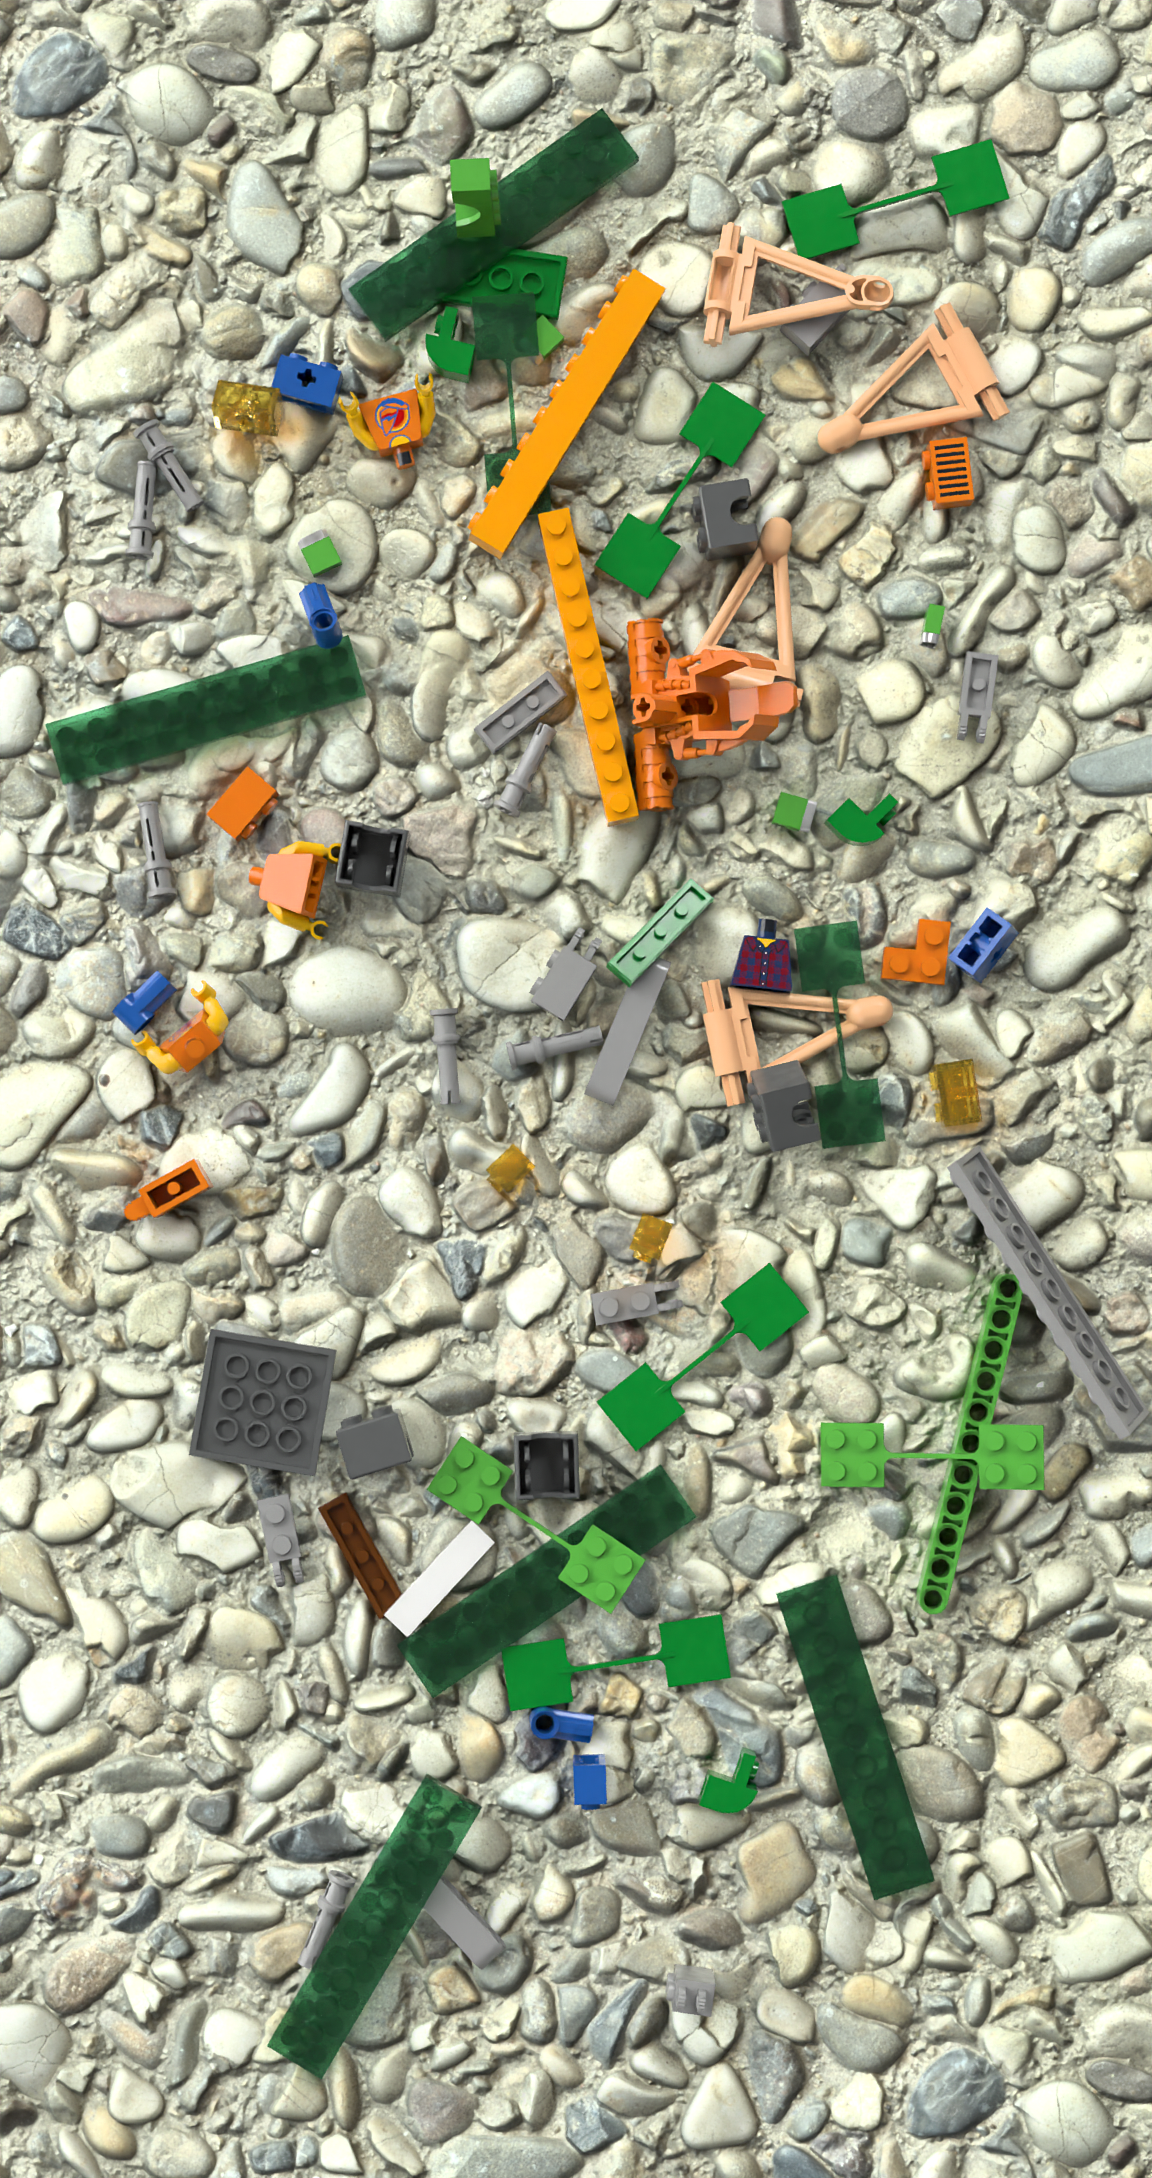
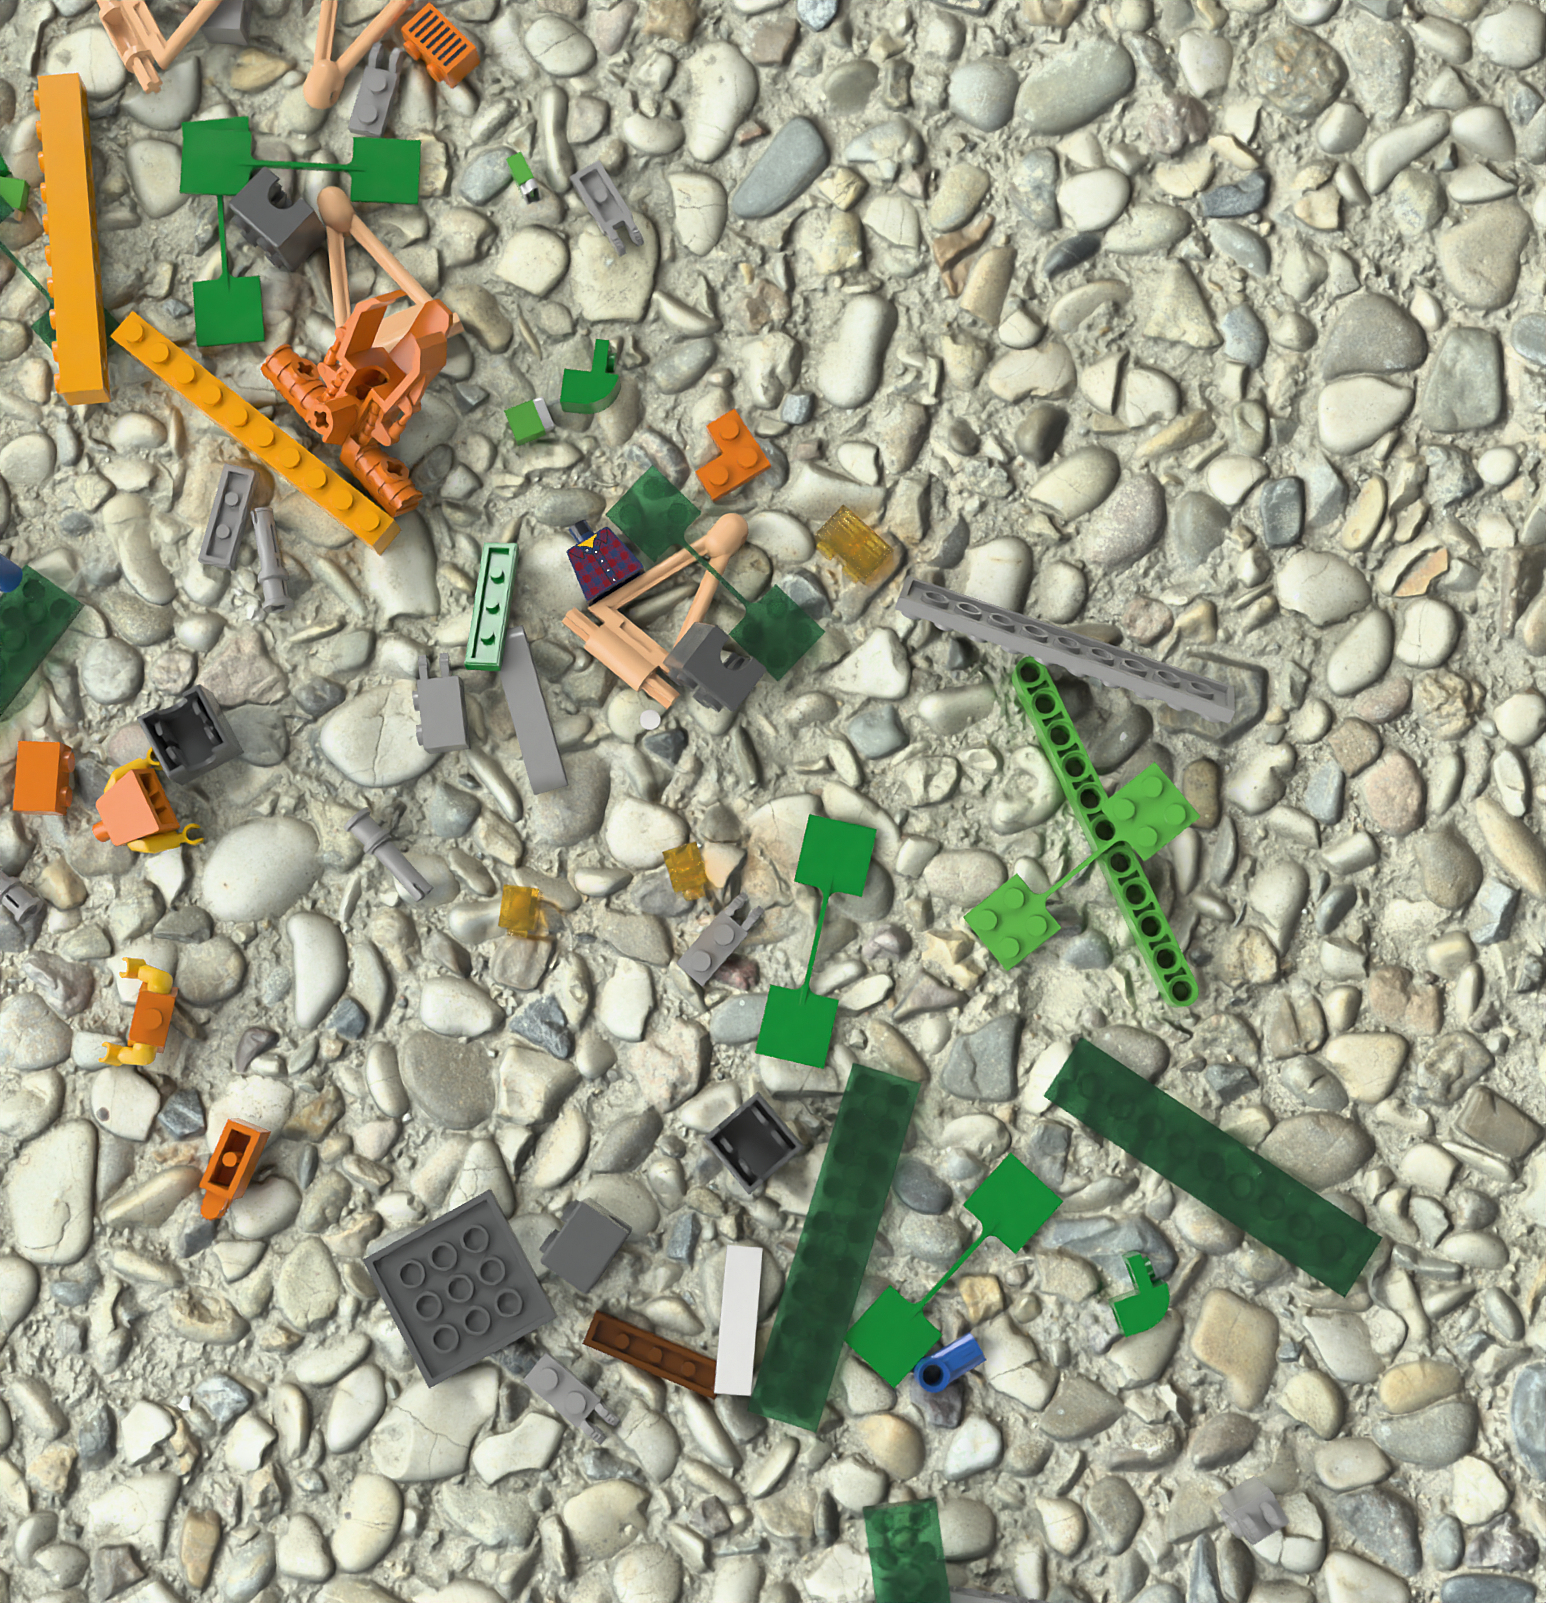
camera: 35 degrees left, 5 degrees down
(139, 1007) = (84, 1025): blue piece -> none
(539, 1049) = (465, 787): light grey pin -> none
(589, 1781) = (1013, 1394): blue brick -> none
(597, 1566) = (869, 1196): bright green hinge -> none
(709, 1102) = (650, 719): none -> white sticker
(718, 439) = (222, 165): none -> green hinge
(873, 472) = (376, 94): none -> light grey hinge
(983, 945) = (777, 403): blue brick -> none

